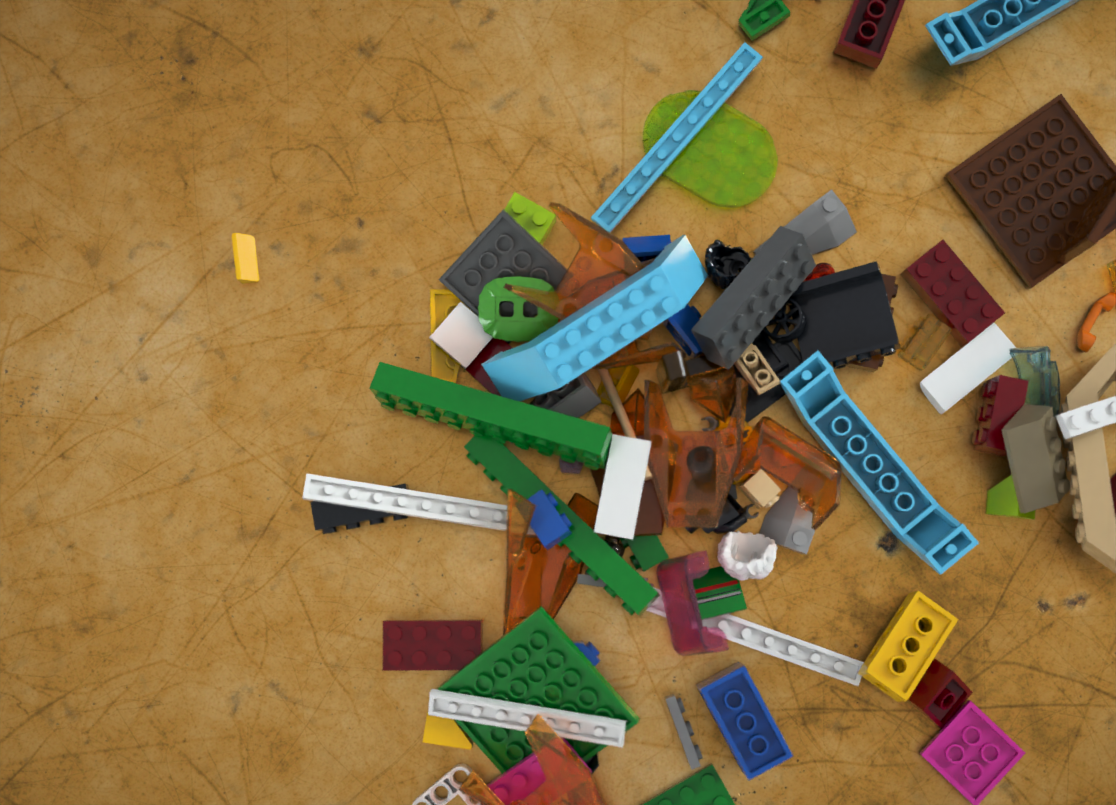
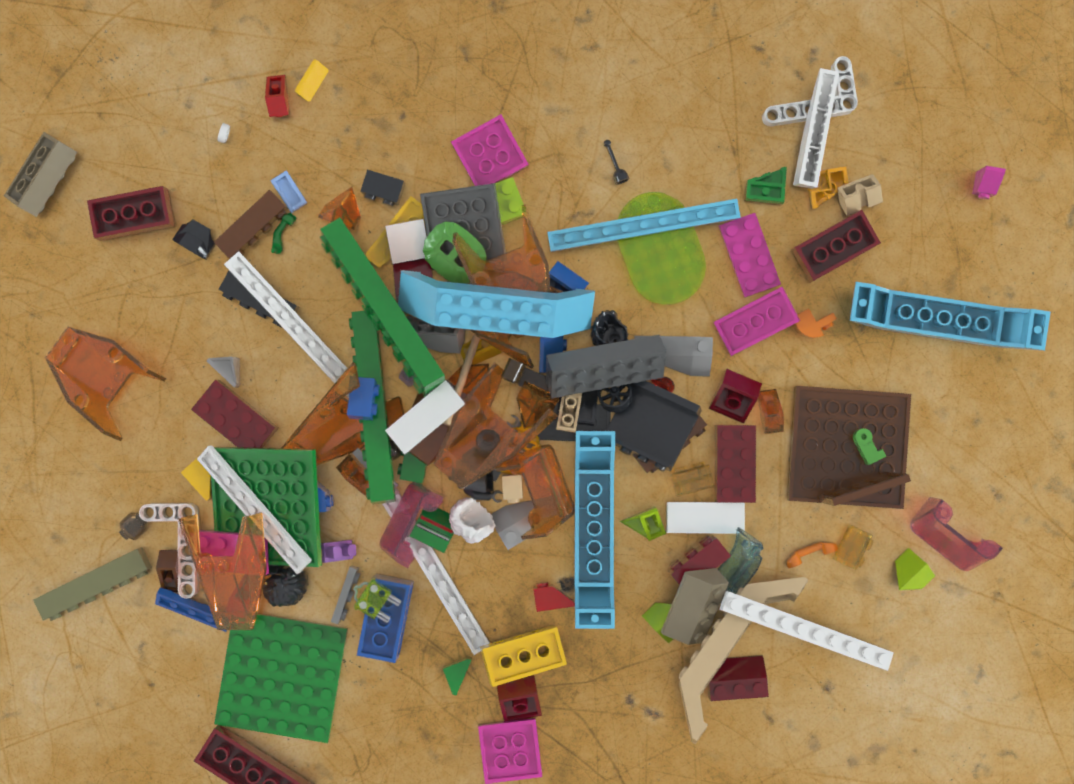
camera: 35 degrees right, 5 degrees up
(49, 560) = (40, 174): none -> dark tan slope
(169, 526) = (130, 213): none -> dark red brick
(199, 375) = (223, 133): none -> white tile
(223, 299) = (277, 96): none -> red slope
(252, 499) = (195, 238): none -> black slope
(255, 714) = (92, 374): none -> clear orange windscreen
(297, 441) = (251, 225): none -> reddish brown brick
(308, 381) = (289, 191): none -> light blue tile
(336, 440) = (277, 246): none -> green piece
(370, 353) = (343, 207): none -> clear orange slope
(385, 600) = (228, 368): none -> light grey slope
(396, 304) = (382, 187): none -> black brick
(472, 188) = (490, 152): none -> dark pink plate
(597, 603) = (353, 473): none -> clear orange slope
(614, 112) = (620, 176): none -> black hinge
(625, 771) = (289, 587): none -> black hair
(641, 691) = (338, 551): none -> medium lavender hips
(717, 709) = (371, 598): none -> clear neon green piece
(798, 88) = (749, 255): none -> dark pink plate
(855, 717) = (456, 672): none -> green slope
(859, 141) = (757, 321): none -> dark pink plate
(884, 569) = (550, 598): none -> red slope
(898, 229) = (735, 396): none -> dark red slope
(911, 109) = (809, 327): none -> orange brick
(916, 419) = (646, 523): none -> lime slope
(943, 216) = (771, 411): none -> clear orange slope
(1064, 175) = (866, 447): none -> bright green leg

